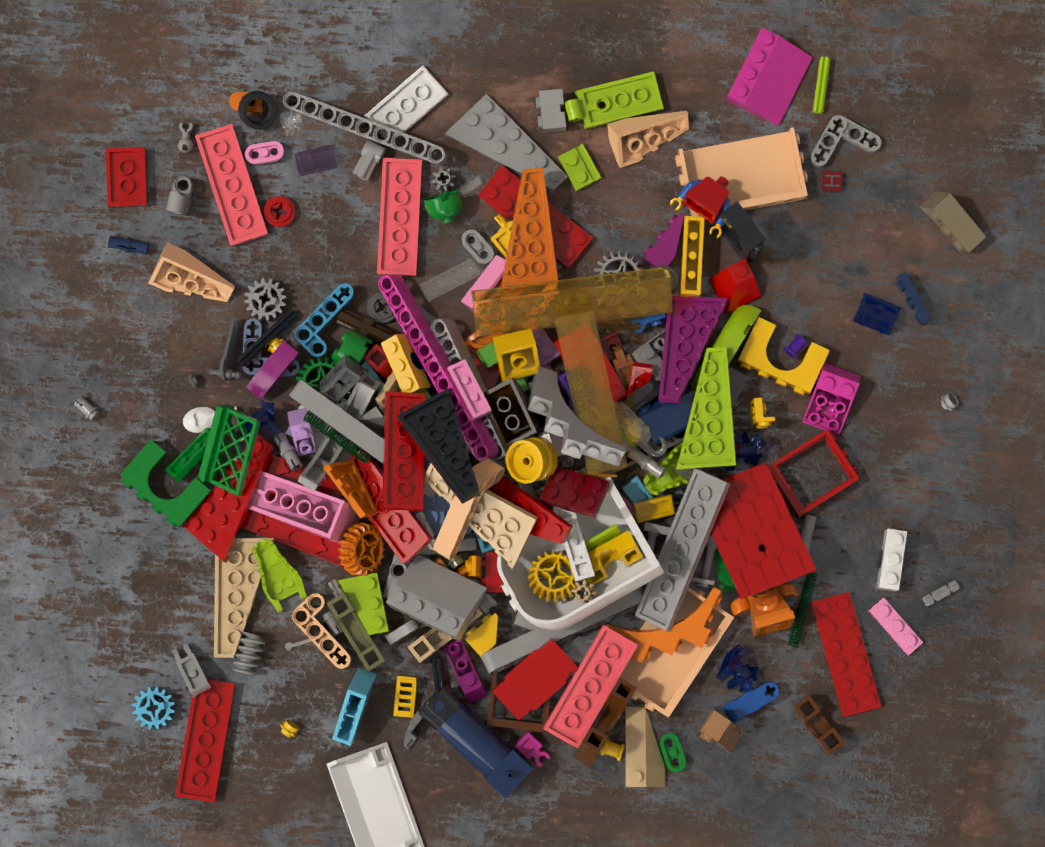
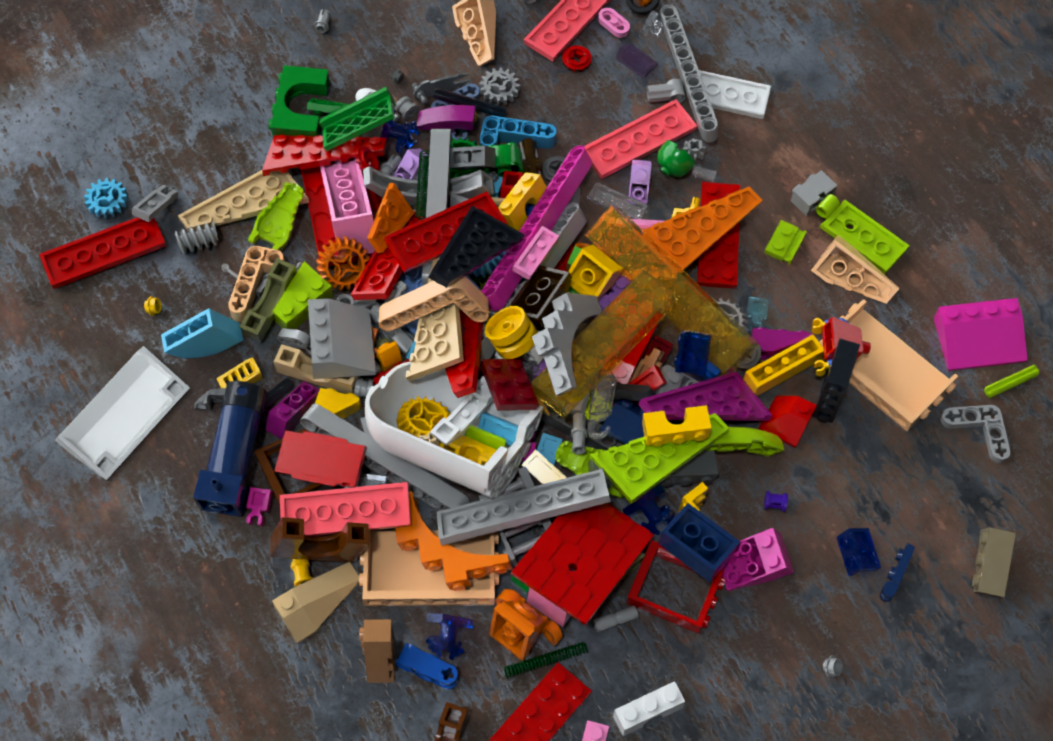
camera: 55 degrees right, 20 degrees down
(233, 395) = (406, 108): none -> light grey wheel
(283, 467) = (366, 158): none -> red gear
(442, 246) = (640, 180): none -> lavender slope
(477, 247) = (658, 207): light grey plate -> none
(502, 140) = (760, 167): light grey wing -> none
(606, 518) = (499, 427): none -> medium azure plate
(627, 239) = (757, 311): none -> clear light blue plate
(640, 325) = (692, 352): none -> clear blue bracket
(672, 752) = (332, 628): green plate -> none
(695, 404) = (660, 431): none -> yellow arch
(798, 435) = (698, 542): none -> dark blue slope
(801, 378) = (740, 471): yellow arch -> none
(832, 181) = (940, 441): dark red tile -> none

